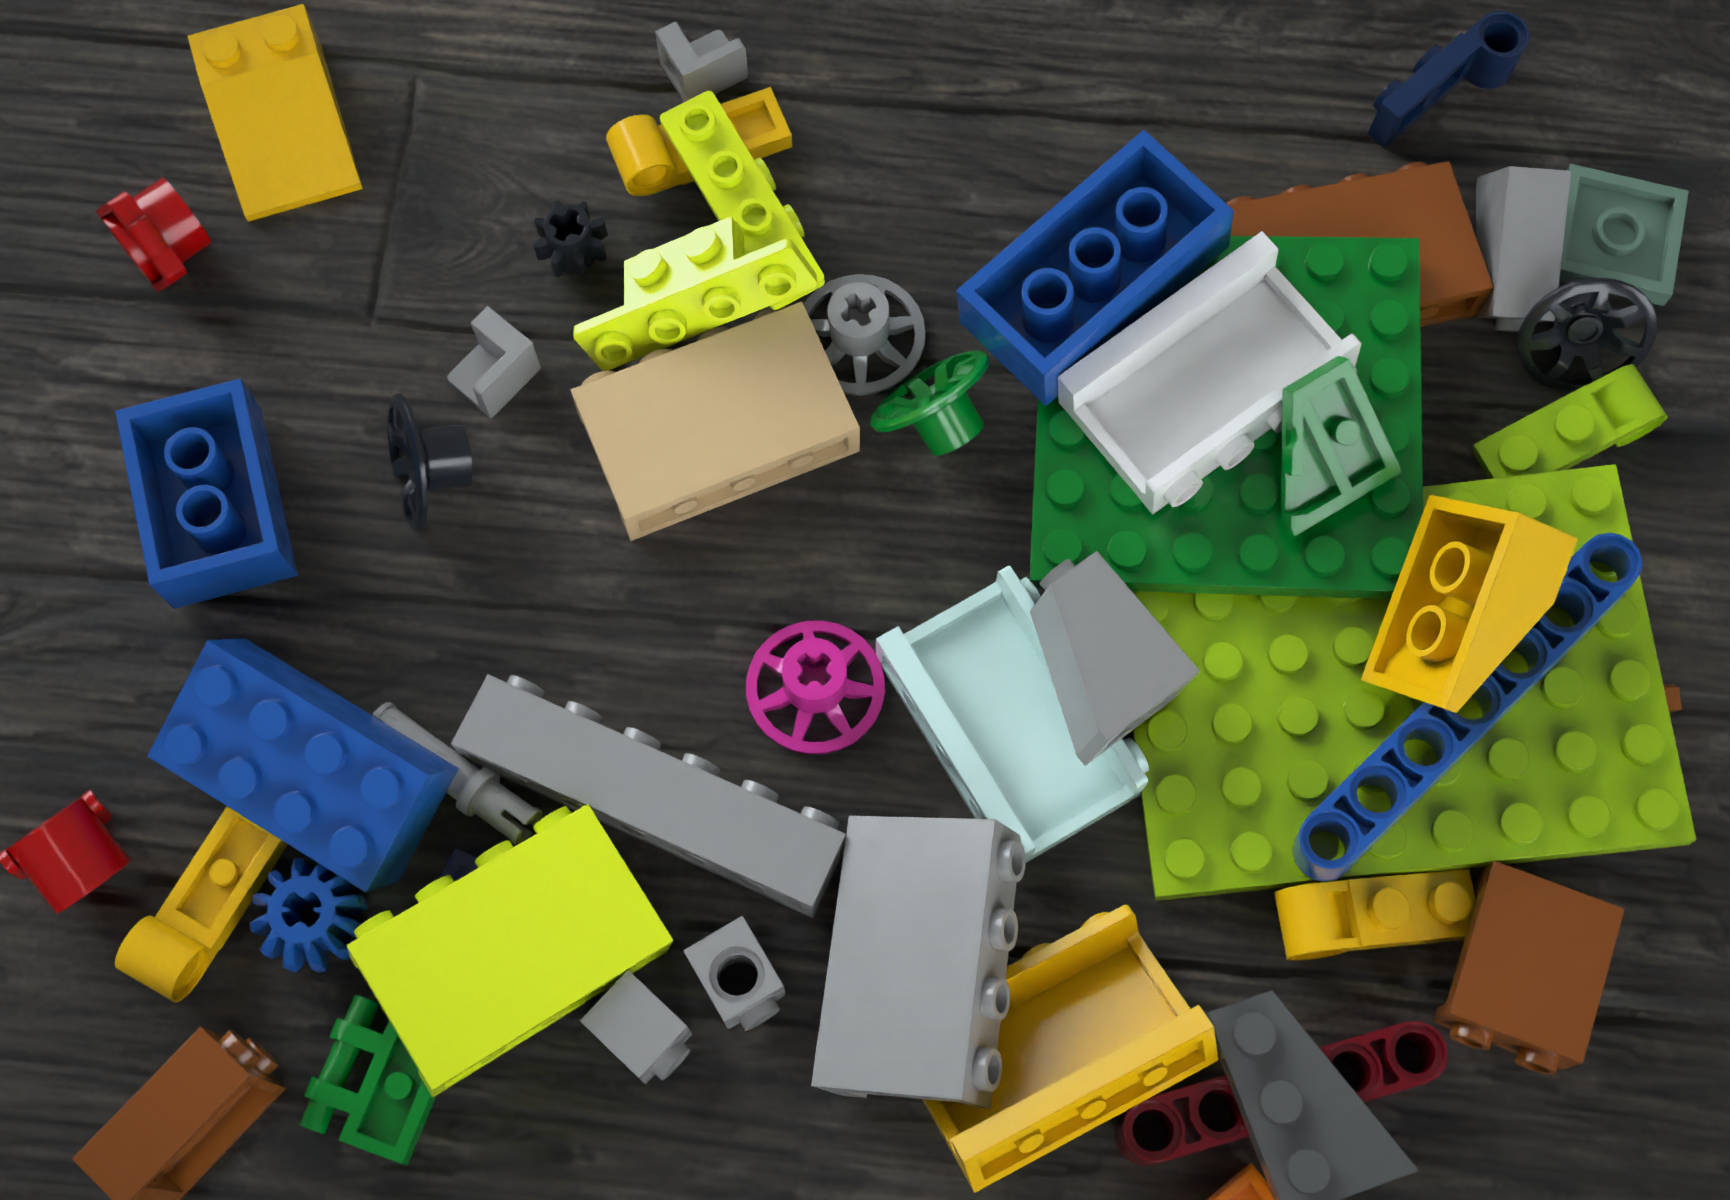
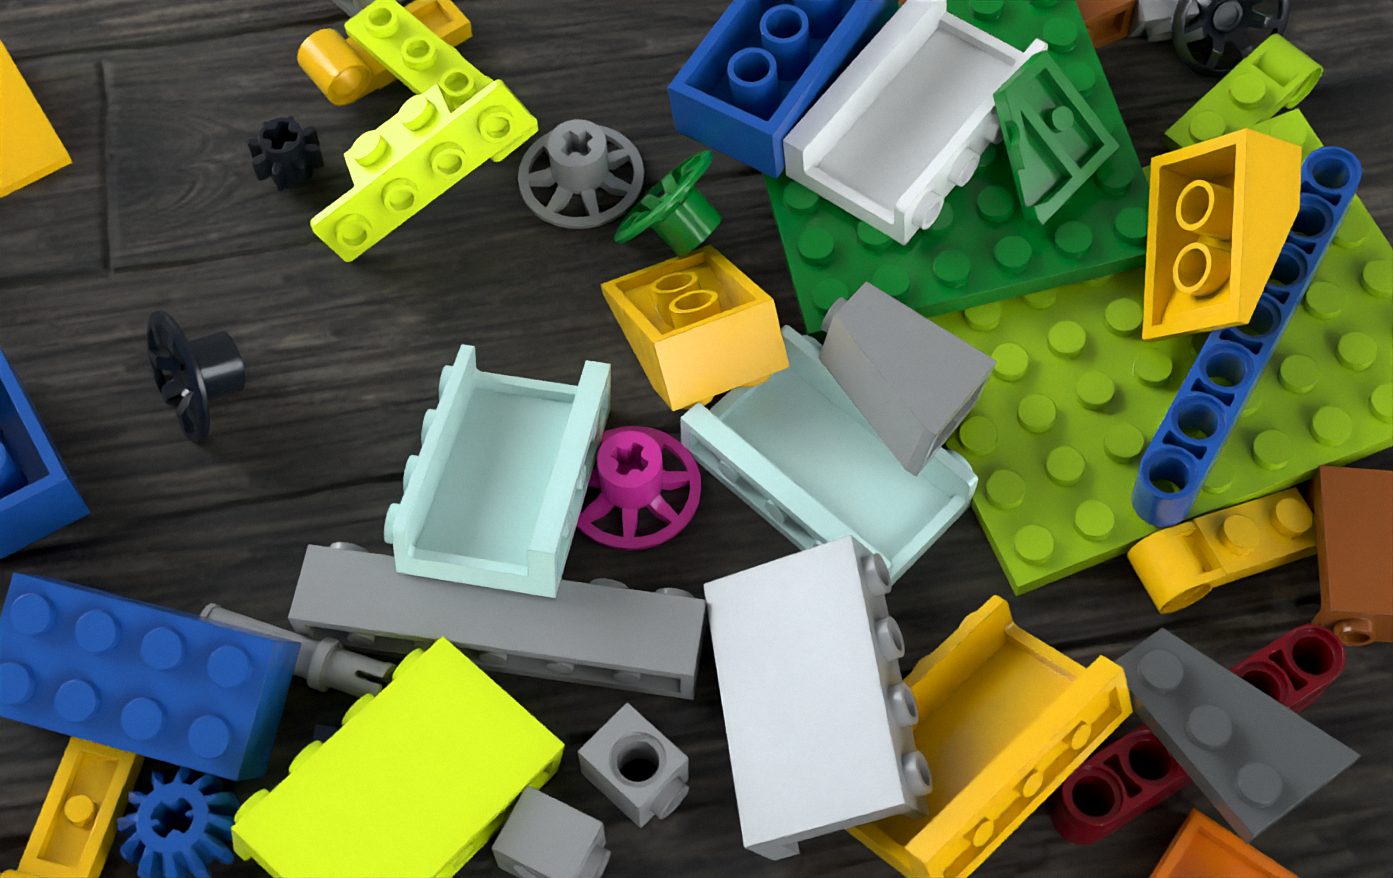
camera: 15 degrees left, 10 degrees down
(496, 365) = (246, 275): light grey panel -> none
(687, 651) = (499, 478): none -> light aqua panel
(716, 419) = (469, 271): tan panel -> none
(922, 539) = (698, 327): none -> yellow slope

